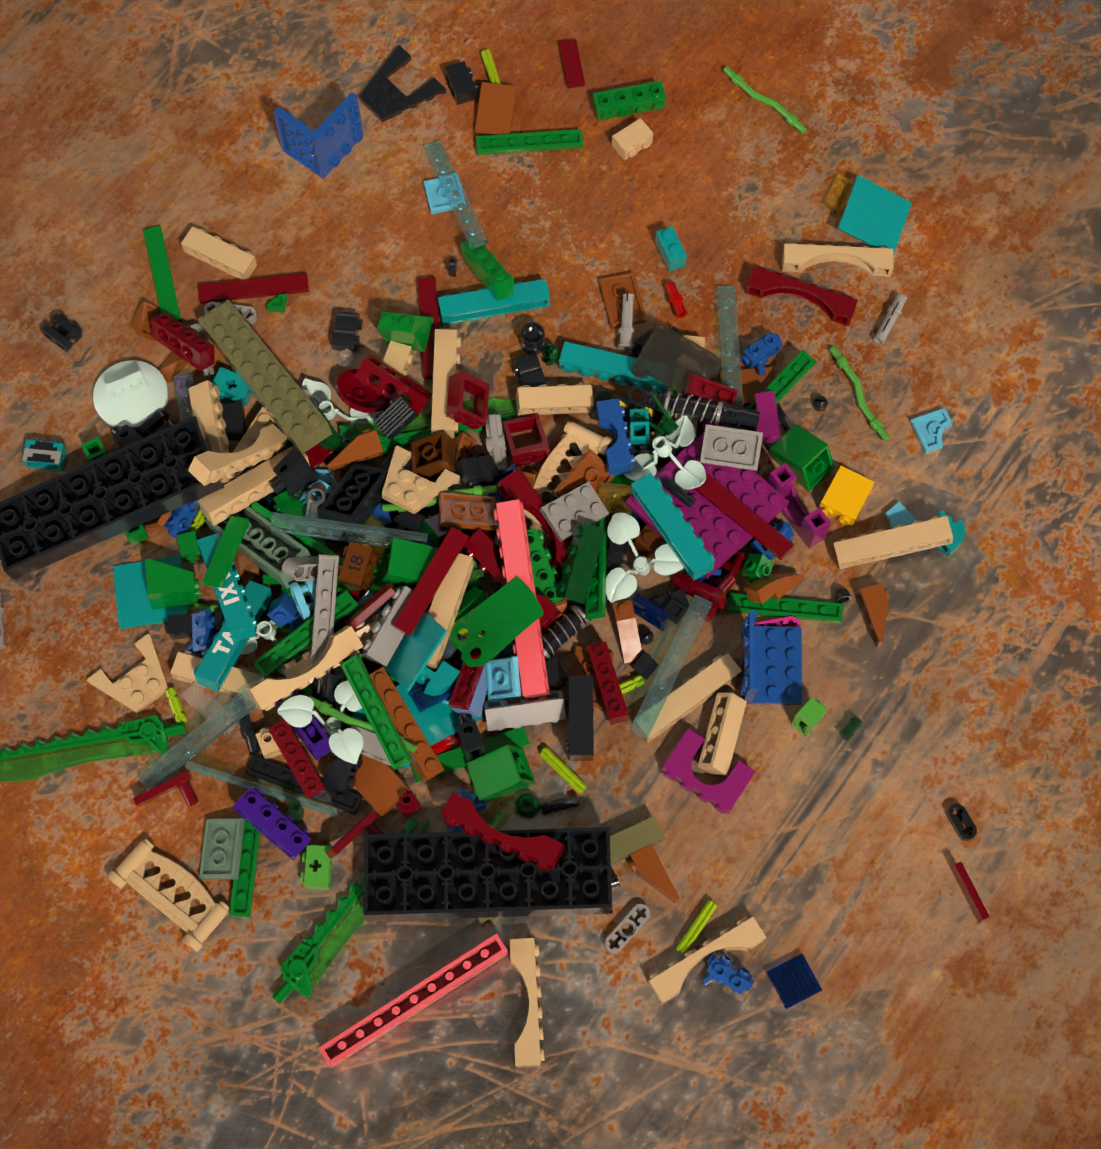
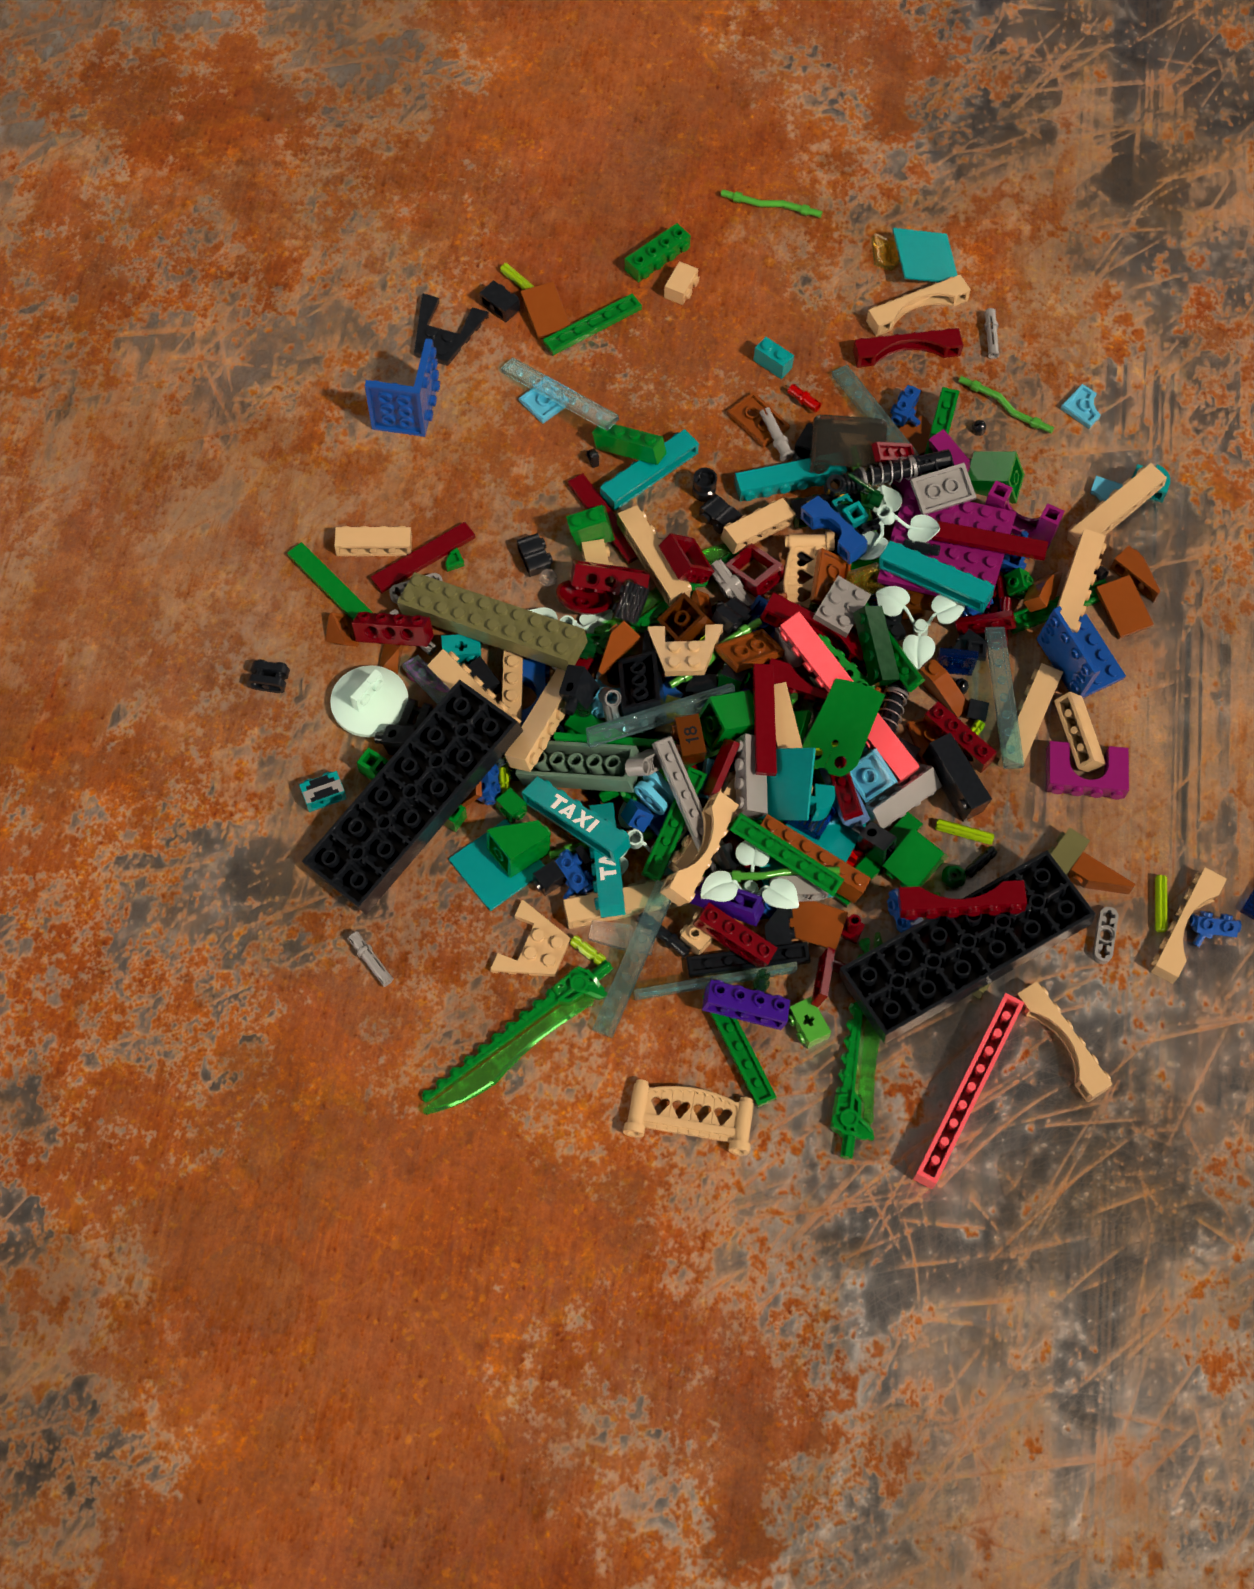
camera: 30 degrees left, 5 degrees down
(180, 781) = (636, 1013): dark red piece -> none
(213, 466) = (513, 710): tan arch -> none
(221, 848) = (712, 1052): sand green tile -> none
(226, 552) = (559, 787): green tile -> none
(550, 354) = (727, 490): dark green plate -> none
(572, 63) = (586, 244): dark red tile -> none
(806, 595) = (1080, 577): none -> tan brick
(809, 716) = (1142, 682): bright green brick -> none
(843, 638) = (1124, 606): none -> dark orange tile
(846, 496) = (1053, 487): yellow panel -> none
(850, 729) = (1179, 672): clear green pin -> none

